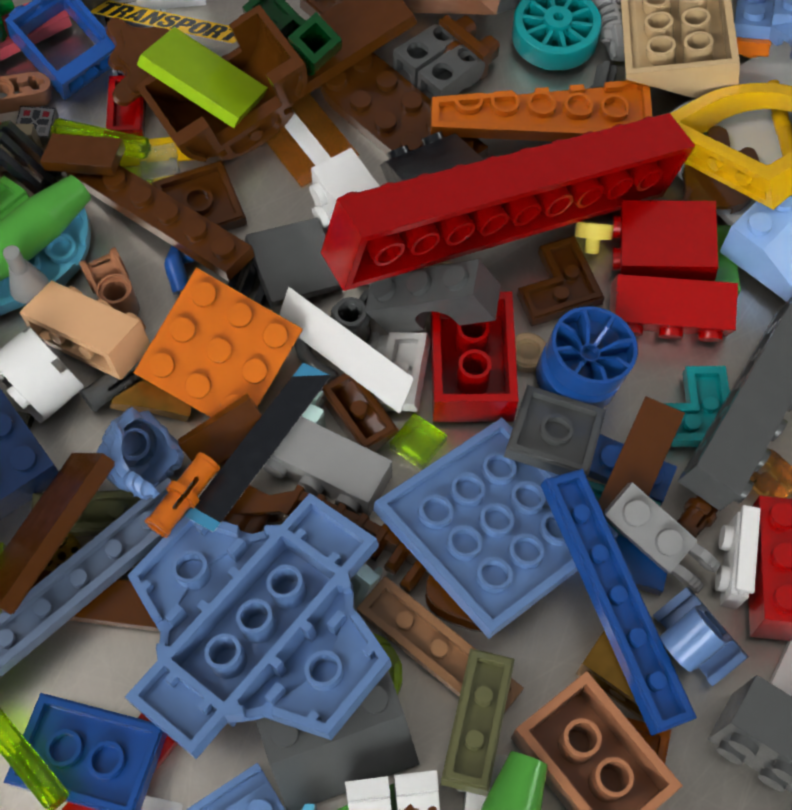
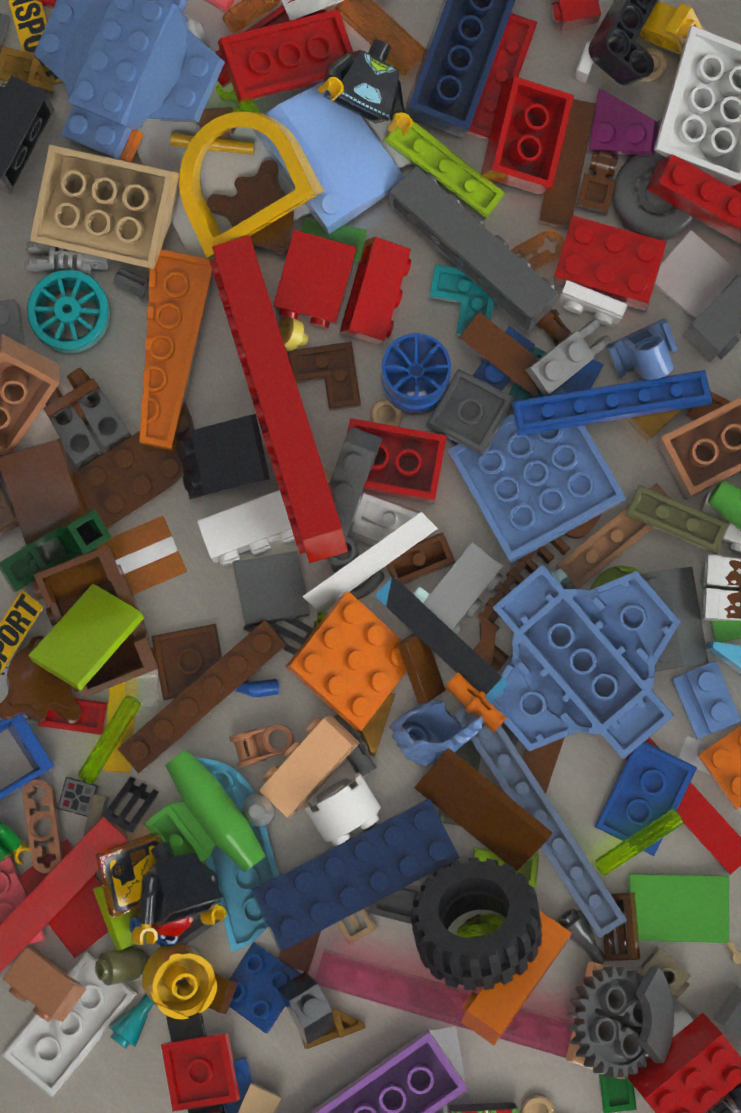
camera: 80 degrees left, 20 degrees up
(83, 154) = (135, 753): reddish brown tile -> none
(418, 441) = (449, 518): clear neon green tile -> none

